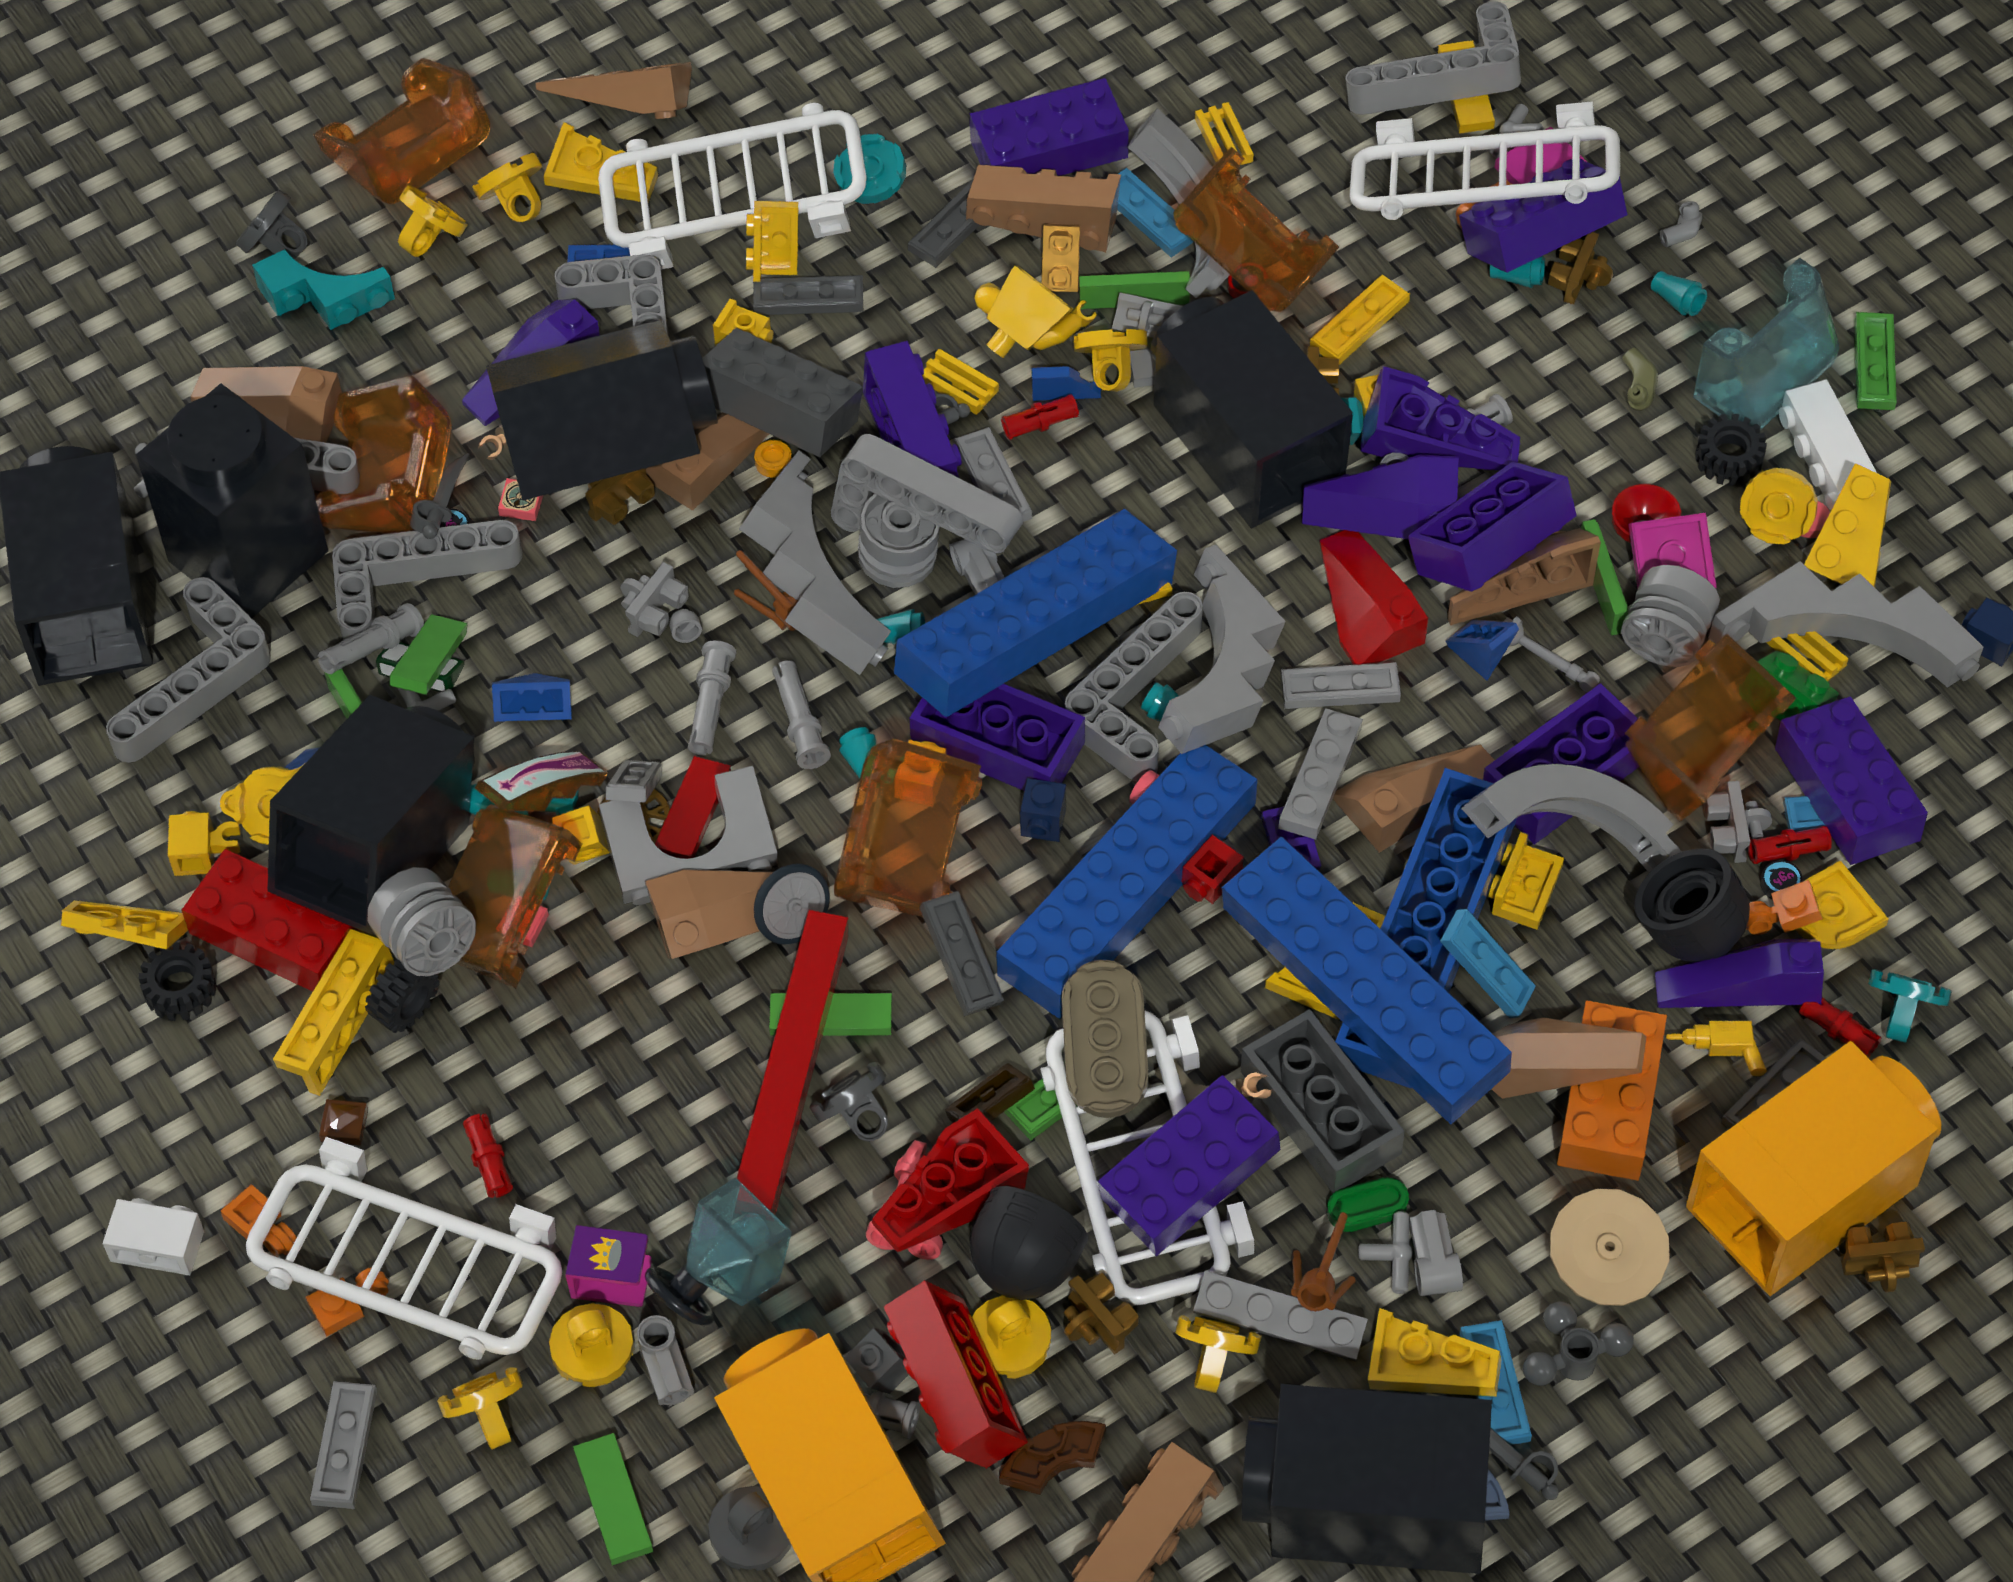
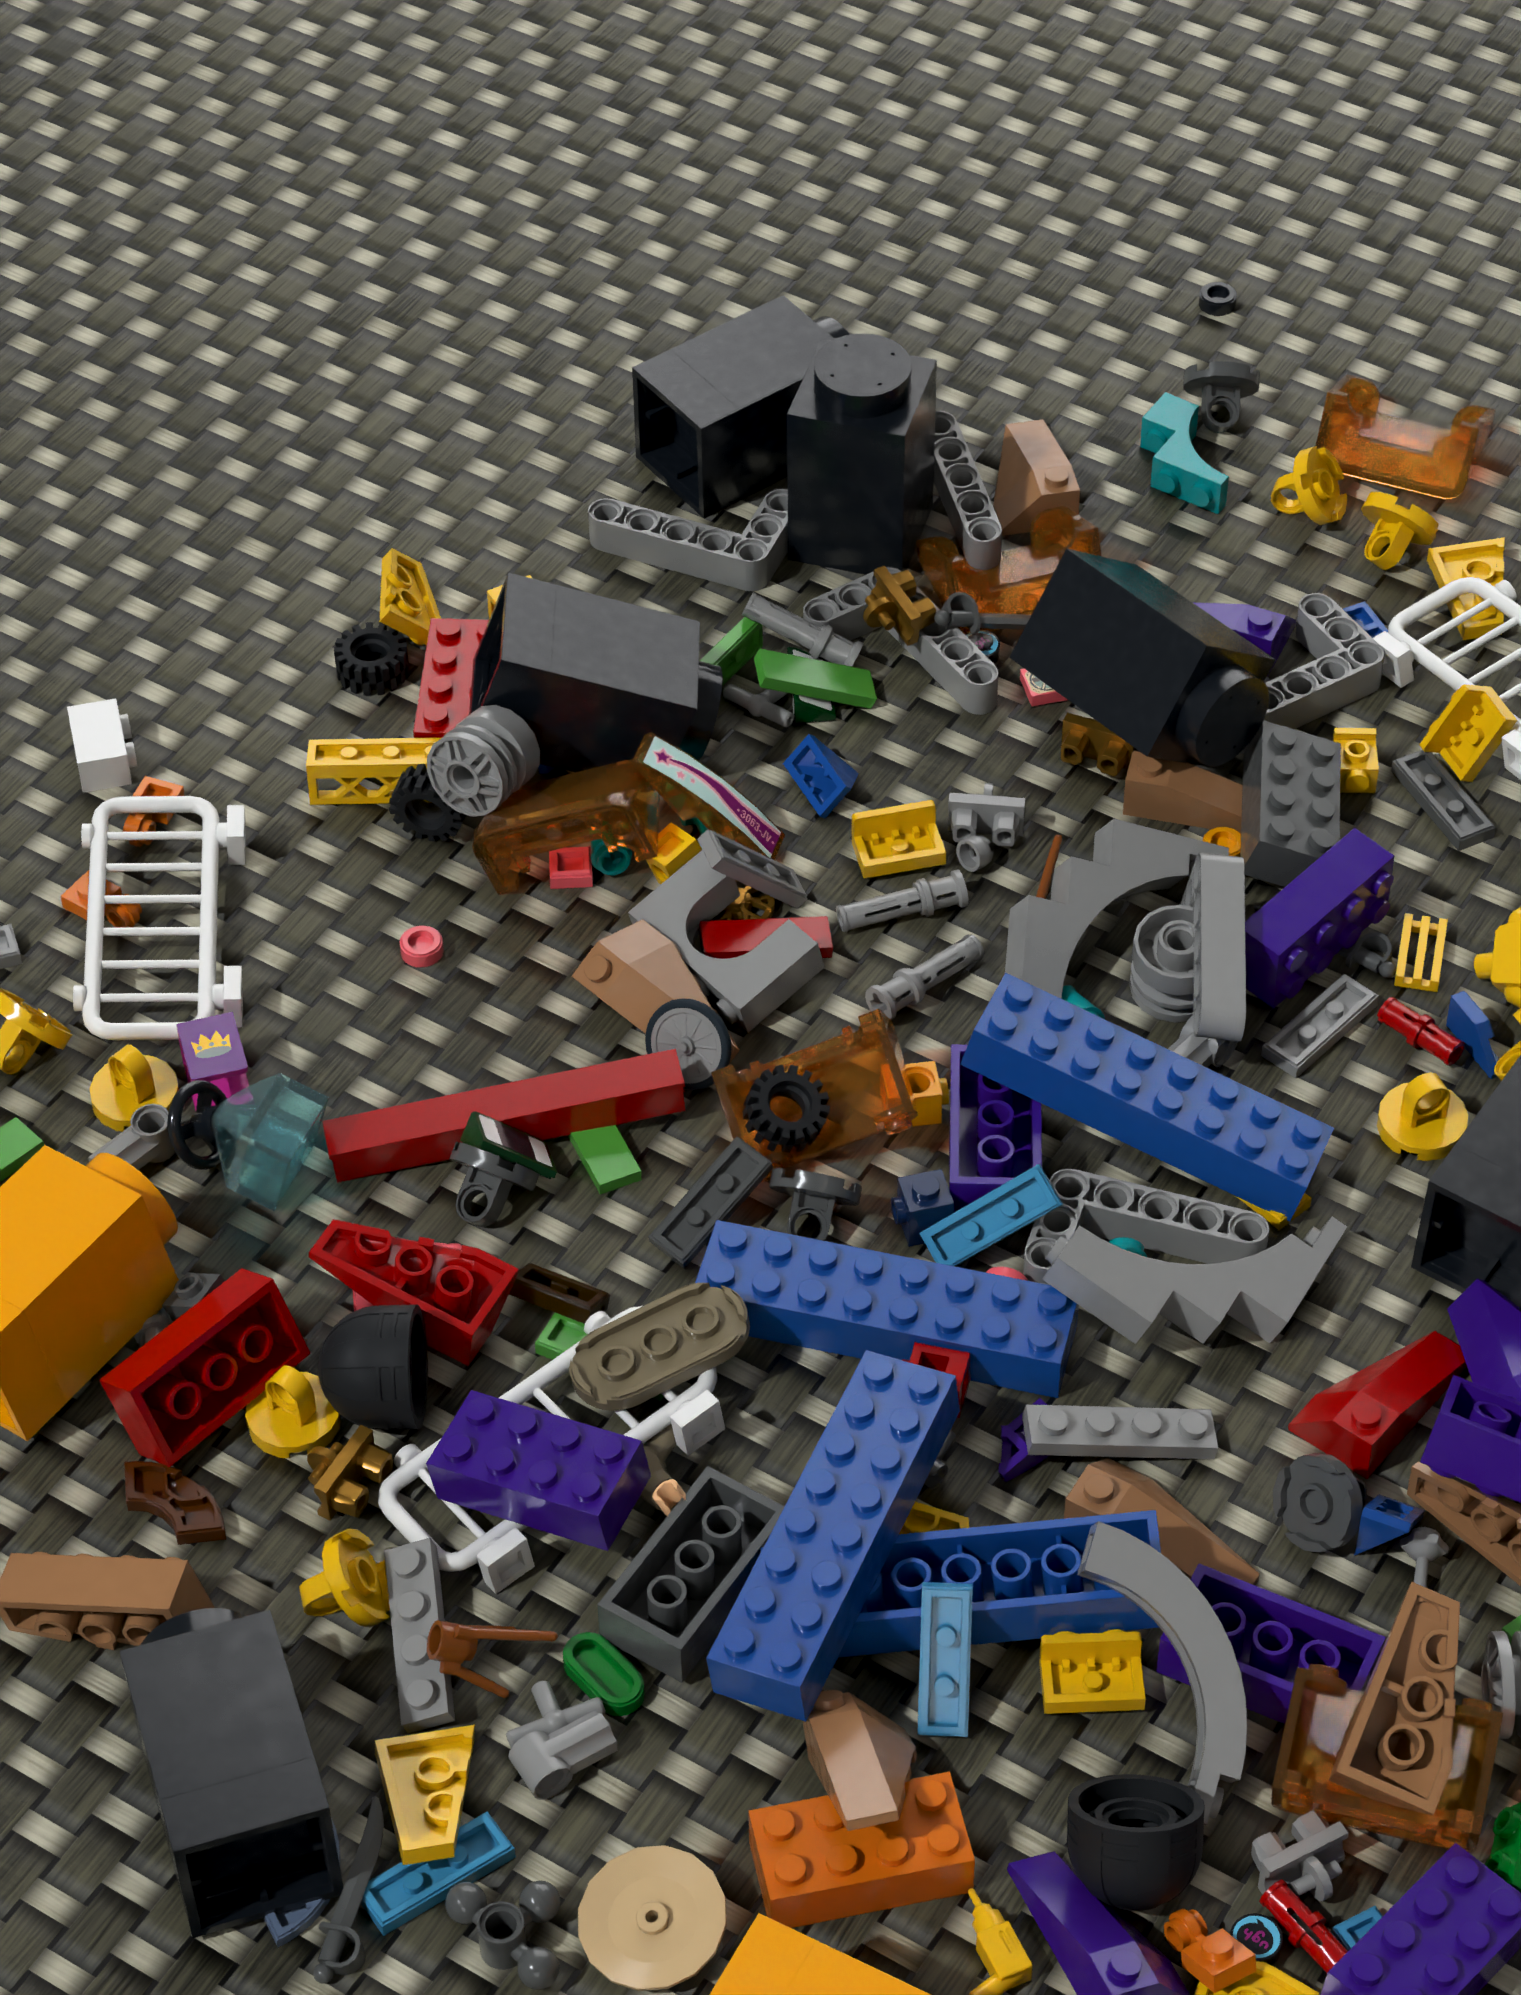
camera: 65 degrees right, 10 degrees down
(138, 182) = (1217, 299): none -> black tile
(344, 1121) = (286, 828): reddish brown tile -> none
(396, 558) = (892, 608): none -> pearl gold hips
(487, 1155) = (298, 937): red pin -> none
(547, 1066) = (421, 946): none -> coral tile
(644, 673) = (897, 839): none -> yellow bracket
(834, 1072) = (509, 1144): none -> slope
(856, 746) = (915, 1036): teal cone -> none
(915, 842) = (793, 1087): none -> black tyre
(997, 879) = (814, 1196): none -> dark grey tile
(1089, 767) = (991, 1217): none -> dark azure tile
(1121, 456) = (1422, 1118): none -> yellow tile
(1340, 685) = (1252, 1414): light grey tile -> none
(1455, 674) = (1319, 1502): none -> dark grey tile
(1691, 699) = (1404, 1723): none -> medium nougat wedge

